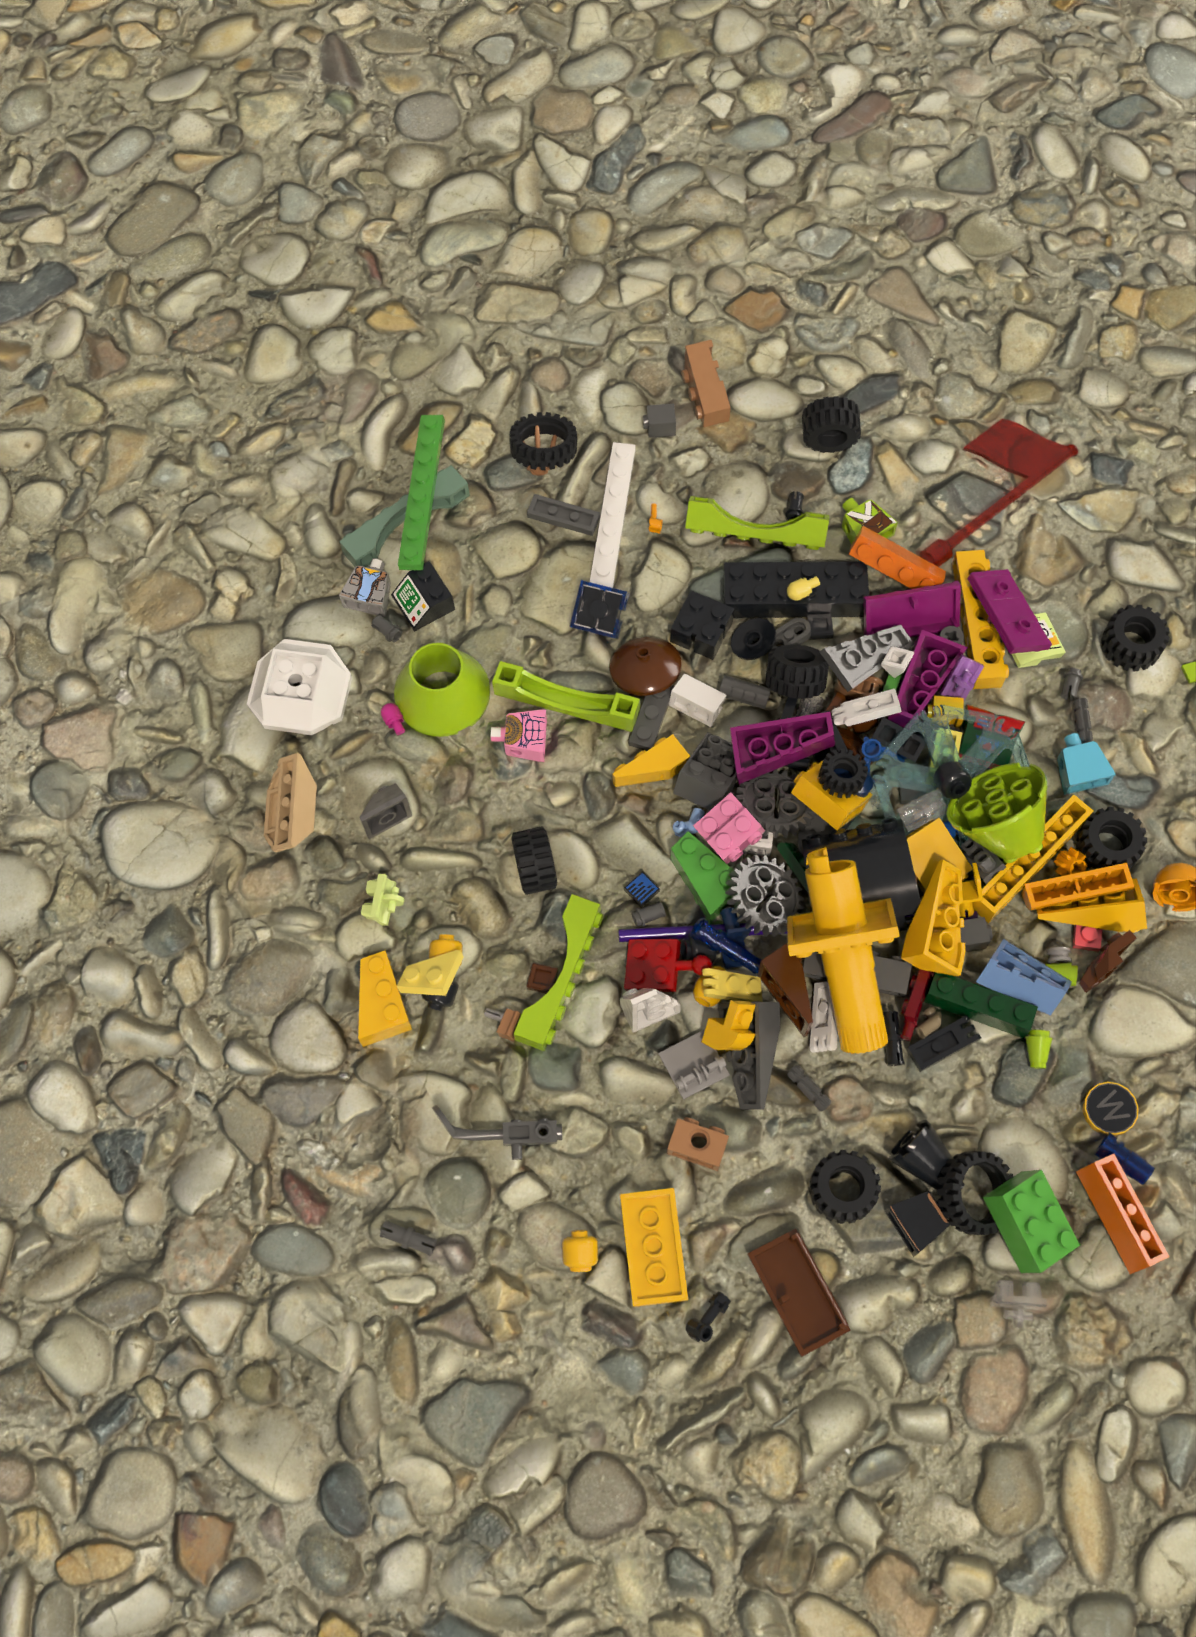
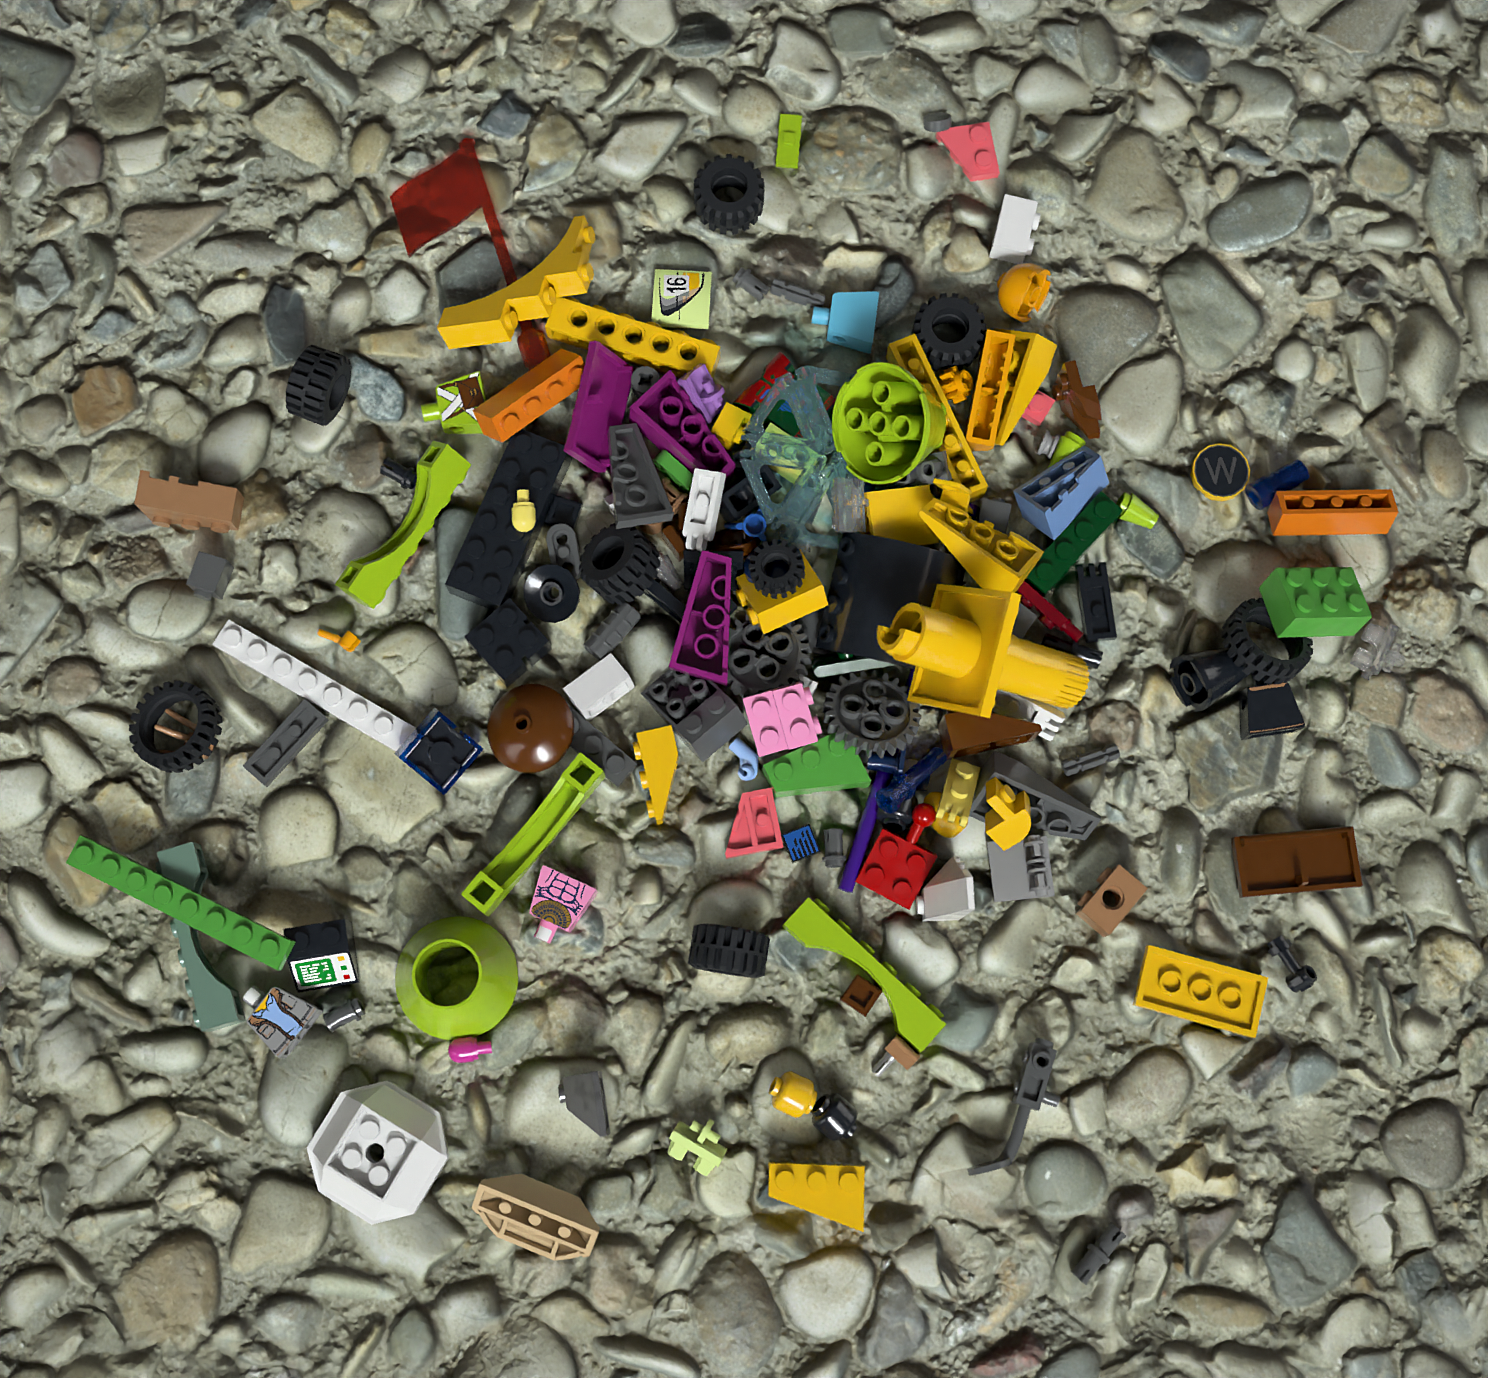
camera: 75 degrees left, 10 degrees up
(431, 975) = (821, 1120): light yellow wing -> none
(580, 1251) = (1180, 1071): yellow head -> none
(641, 850) = (755, 825): none -> coral wing
(860, 1170) = (1229, 754): black tyre -> none
(896, 660) = (656, 450): white slope -> none
(931, 1024) = (1070, 602): dark tan arm -> none
(952, 780) = (833, 458): black head -> none
(972, 531) = (529, 298): none -> yellow arch
(1009, 611) = (648, 306): magenta container -> none

